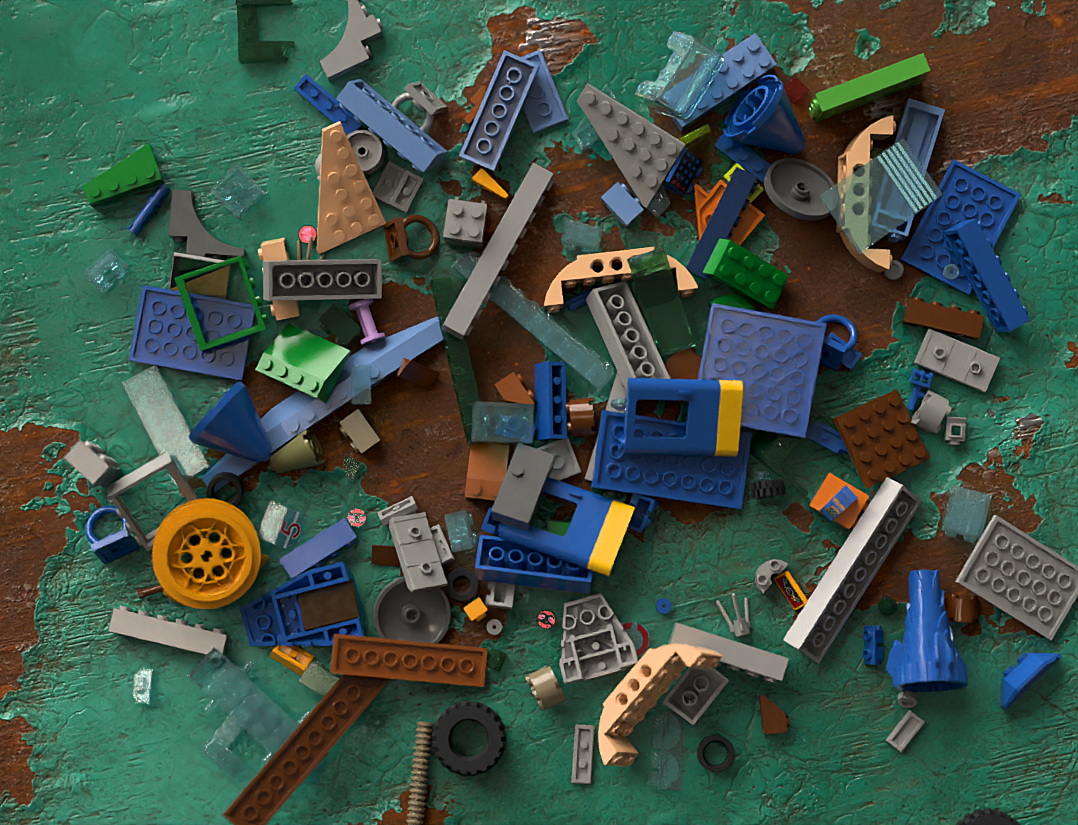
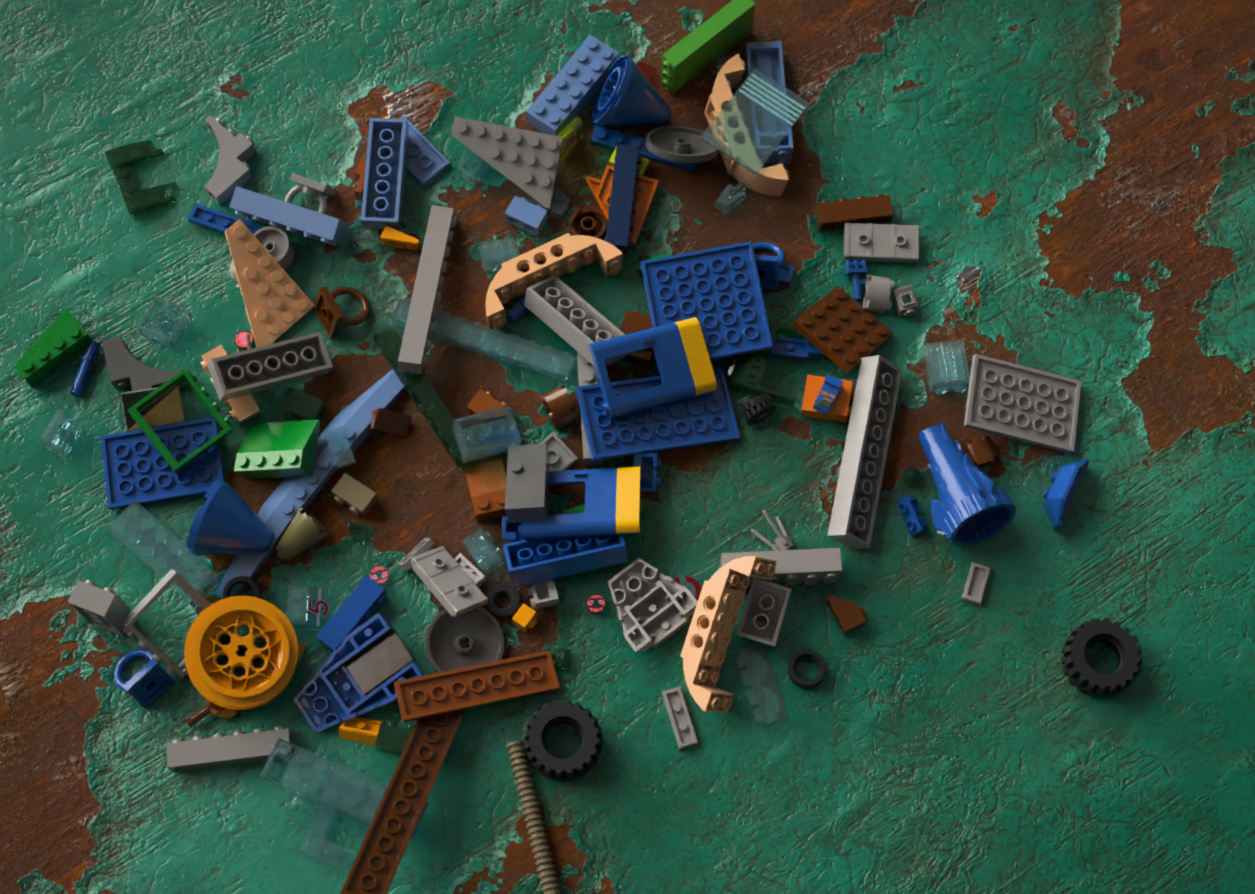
camera: 20 degrees left, 15 degrees down
(142, 685) = (220, 811): clear light blue piece -> none
(366, 321) = (334, 404): lavender hose -> none
(385, 555) = (420, 600): reddish brown slope -> none
(397, 186) = (314, 271): light grey slope -> none
(465, 223) = (388, 275): light grey container -> none
(490, 626) = (548, 625): light grey piece -> none
(545, 688) = (620, 664): dark tan brick -> none
(550, 400) = (525, 404): blue brick -> none
(619, 404) = (590, 377): clear light blue tile -> none
(660, 602) = (702, 547): blue piece -> none
(661, 301) = (592, 276): clear green windscreen -> none
(680, 231) = (588, 222): none -> reddish brown brick
(683, 77) = (540, 89): clear light blue windscreen -> none
(683, 172) = (571, 169): slope -> none
(745, 273) = (660, 229): green brick -> none
(765, 570) = (787, 480): light grey cylinder -> none
(791, 590) = (816, 493): slope -> none
(829, 259) = (730, 198): none -> clear light blue rock
(895, 271) = (793, 189): light grey tile -> none
(907, 699) = (965, 552): light grey tile -> none
(946, 271) = (843, 170): clear light blue piece -> none
(964, 197) = (836, 134): blue plate -> none
(986, 275) = (876, 158): blue brick -> none

